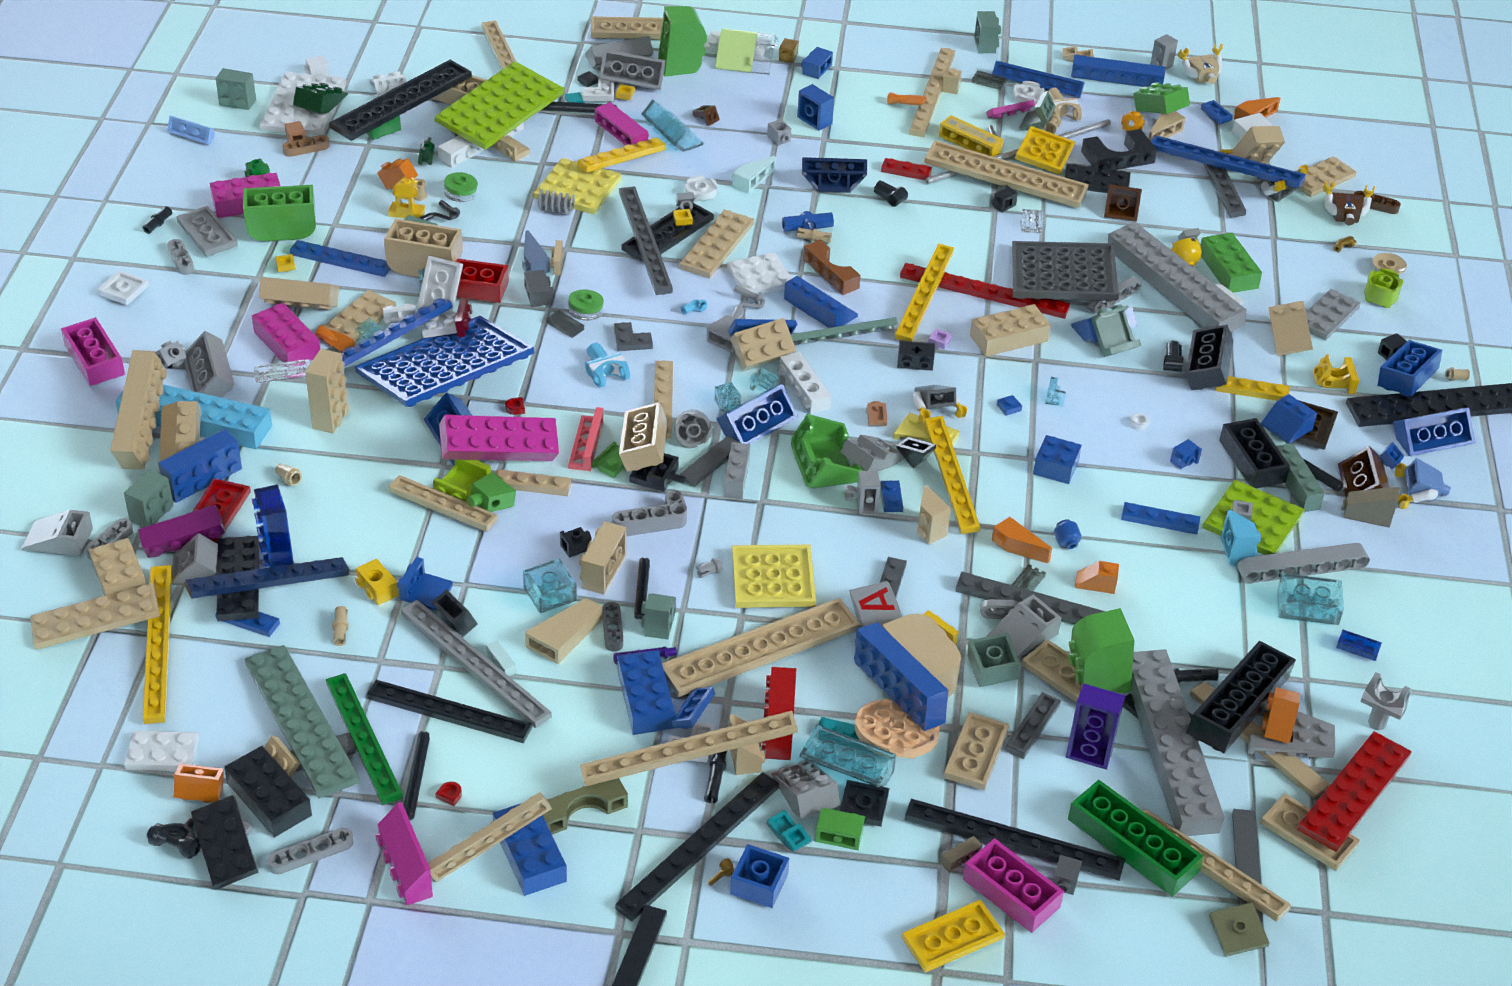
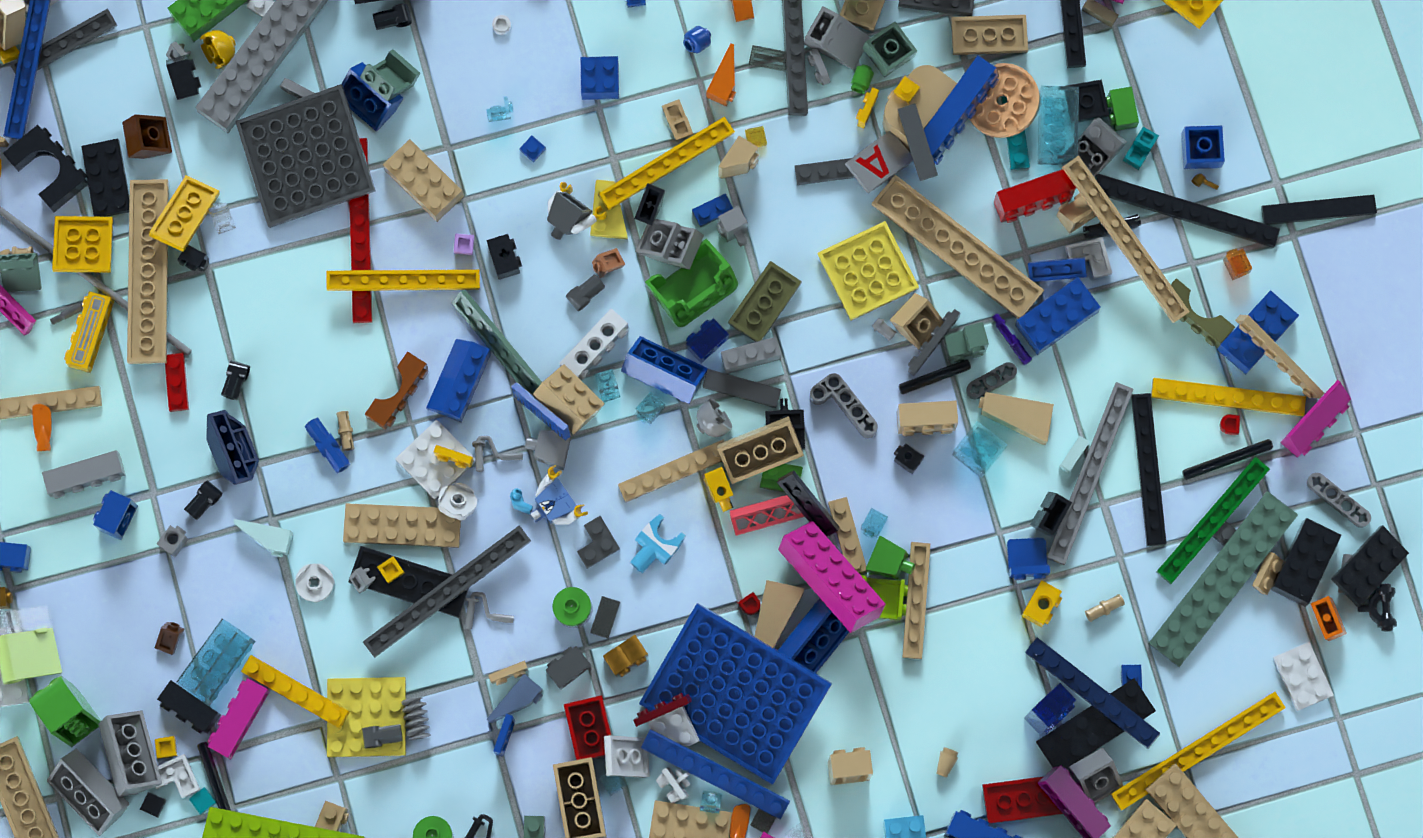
camera: 110 degrees left, 35 degrees up
(481, 799) = (1228, 397): none -> yellow plate
(486, 403) = (776, 610): none -> tan slope
(508, 234) = (504, 735): none -> blue tile
(523, 321) = (626, 656): none -> pearl gold brick
(530, 500) = (873, 523): none -> clear light blue bracket
(556, 175) = (376, 736): none -> dark grey piece
(580, 448) = (807, 503): none -> black plate
(614, 860) = (1237, 263): none -> clear orange brick
(624, 403) = (718, 479): none -> yellow torso
(630, 258) = (471, 609): none -> light grey piece
(636, 107) = (188, 707): none -> black brick
(671, 588) = (937, 336): none -> dark grey plate
(681, 320) = (555, 501): none -> torso
(702, 590) = (917, 320): none -> tan slope
(710, 275) = (457, 510): none -> white plate
(754, 272) = (445, 454): none -> yellow plate
(768, 449) = (706, 340): none -> clear blue brick
(782, 498) = (764, 302): none -> olive plate
(800, 151) = (206, 496): none -> black piece
(856, 391) = (581, 295): none -> dark grey piece
(857, 108) = (83, 474): none -> light grey brick
(879, 623) = (917, 142): none -> dark grey tile
(938, 635) = (906, 89): none -> yellow plate
(949, 546) = (756, 136): none -> clear yellow tile
(970, 631) = (862, 78): none -> bright green brick
(995, 502) = (677, 119): none -> tan slope
(1045, 197) = (184, 213): none -> yellow plate
(1167, 226) = (183, 77): none -> black brick

